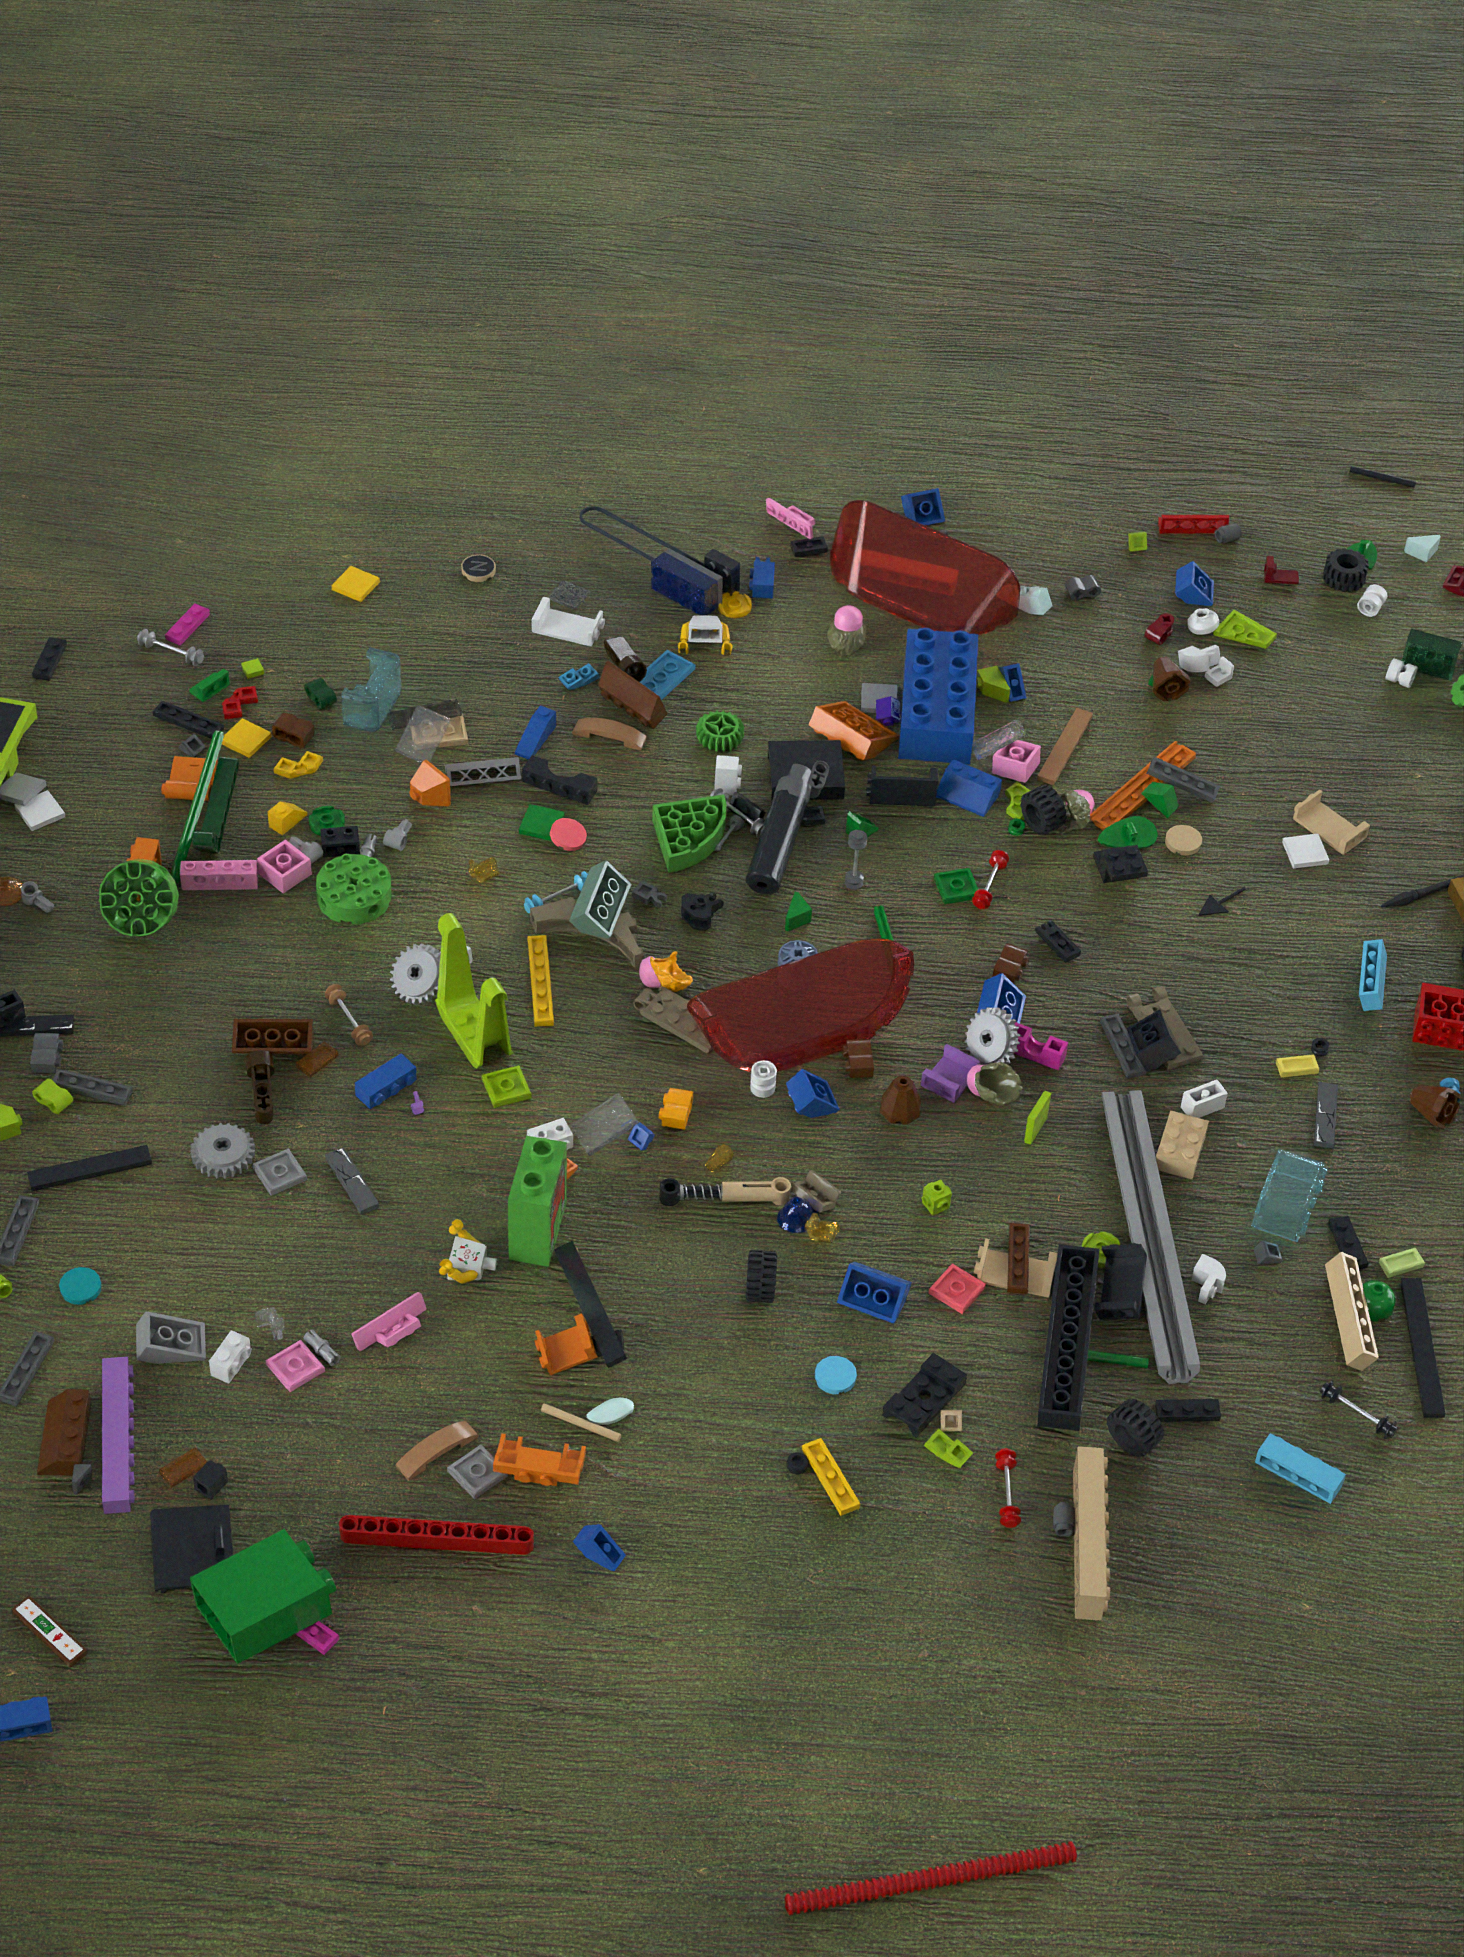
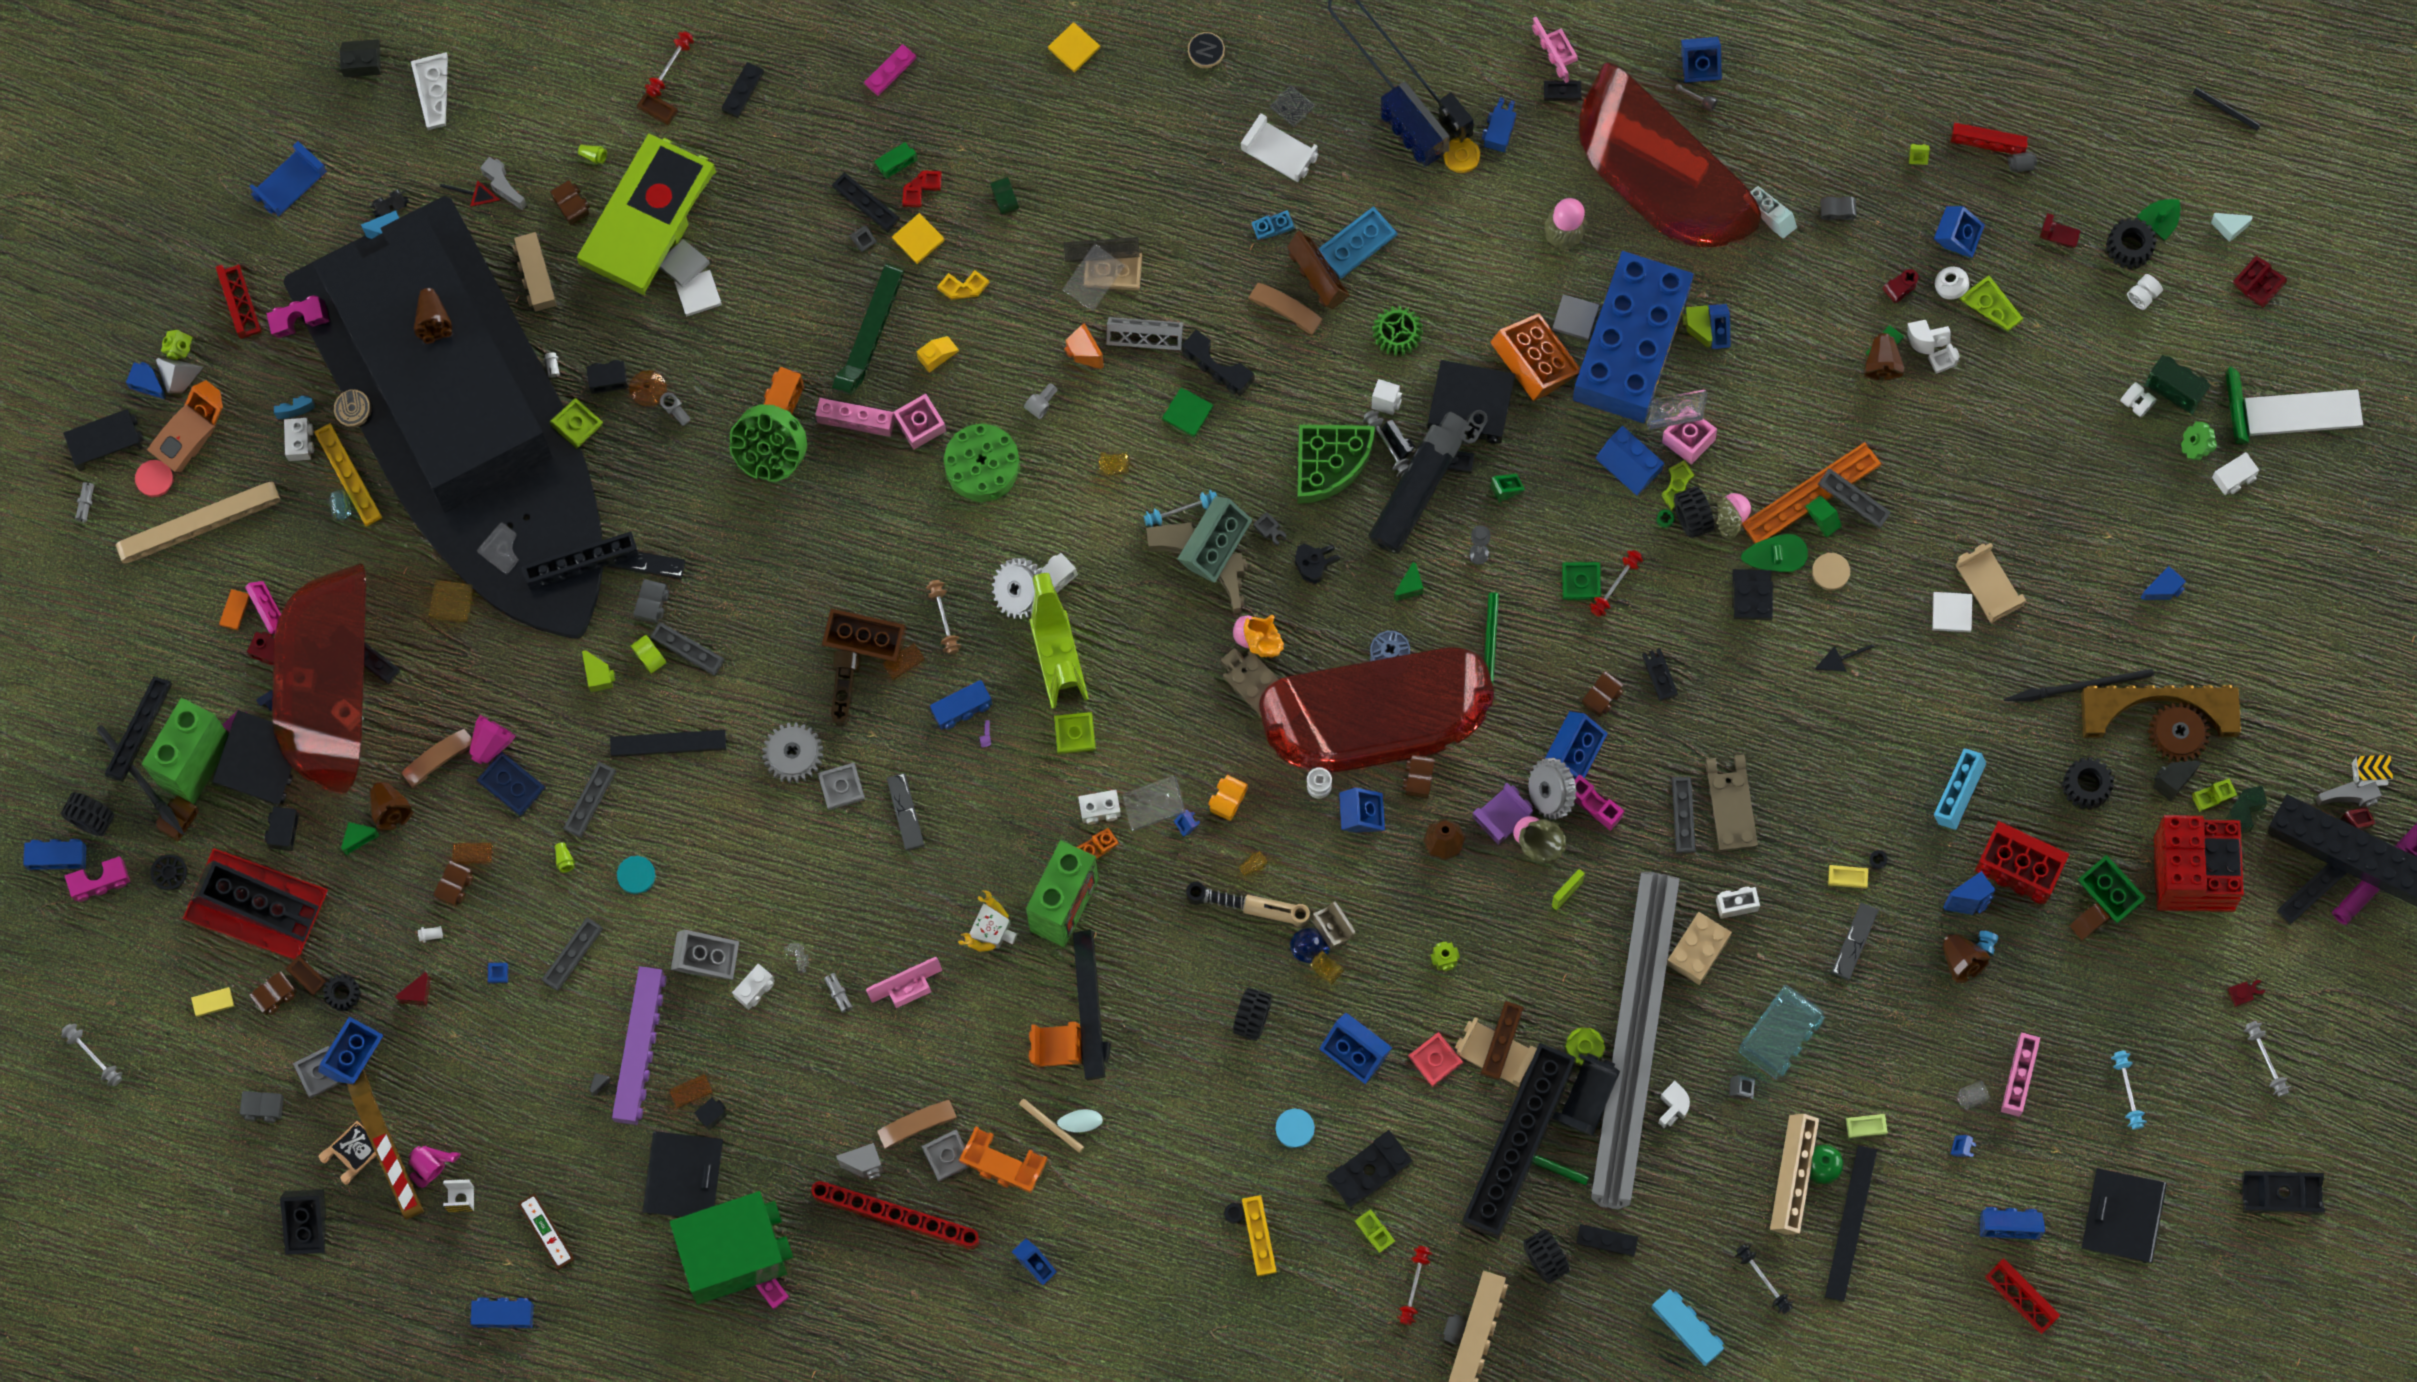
camera: 20 degrees right, 25 degrees up
(64, 1432) = (594, 1034): reddish brown slope -> none
(149, 639) = (847, 86): light grey axle -> none
(185, 778) = (851, 285): orange door -> none
(197, 804) = (849, 326): green axle -> none
(252, 668) = (944, 145): lime tile -> none
(293, 730) = (967, 240): reddish brown brick -> none
(295, 1366) = (810, 1006): bright pink tile -> none
(311, 850) = (947, 403): light grey axle -> none
(326, 818) = (975, 365): green tile -> none
(340, 841) = (982, 397): black brick -> none
(368, 847) = (1007, 412): light grey pin -> none
(369, 704) = (1049, 233): clear light blue windscreen -> none
(387, 1488) = (862, 1162): none -> light grey slope
(537, 731) = (1209, 295): blue slope -> none
(540, 981) = (1138, 612): yellow tile -> none
(568, 834) = (1209, 435): coral tile -> none
(625, 657) = (1326, 229): dark brown beam -> none
(705, 629) = (1417, 191): white torso -> none
(735, 823) = (1379, 456): hinge -> none
(888, 710) = (1576, 343): dark purple brick -> none
(902, 790) = (1558, 454): black panel -> none
(951, 1420) = (1385, 1203): tan slope -> none
(1065, 746) = (1749, 422): medium nougat tile -> none
(1153, 1041) = (1711, 821): black slope -> none
(1347, 1239) = (1823, 1092): black plate -> none
(1422, 1048) = (1971, 896): none -> blue slope

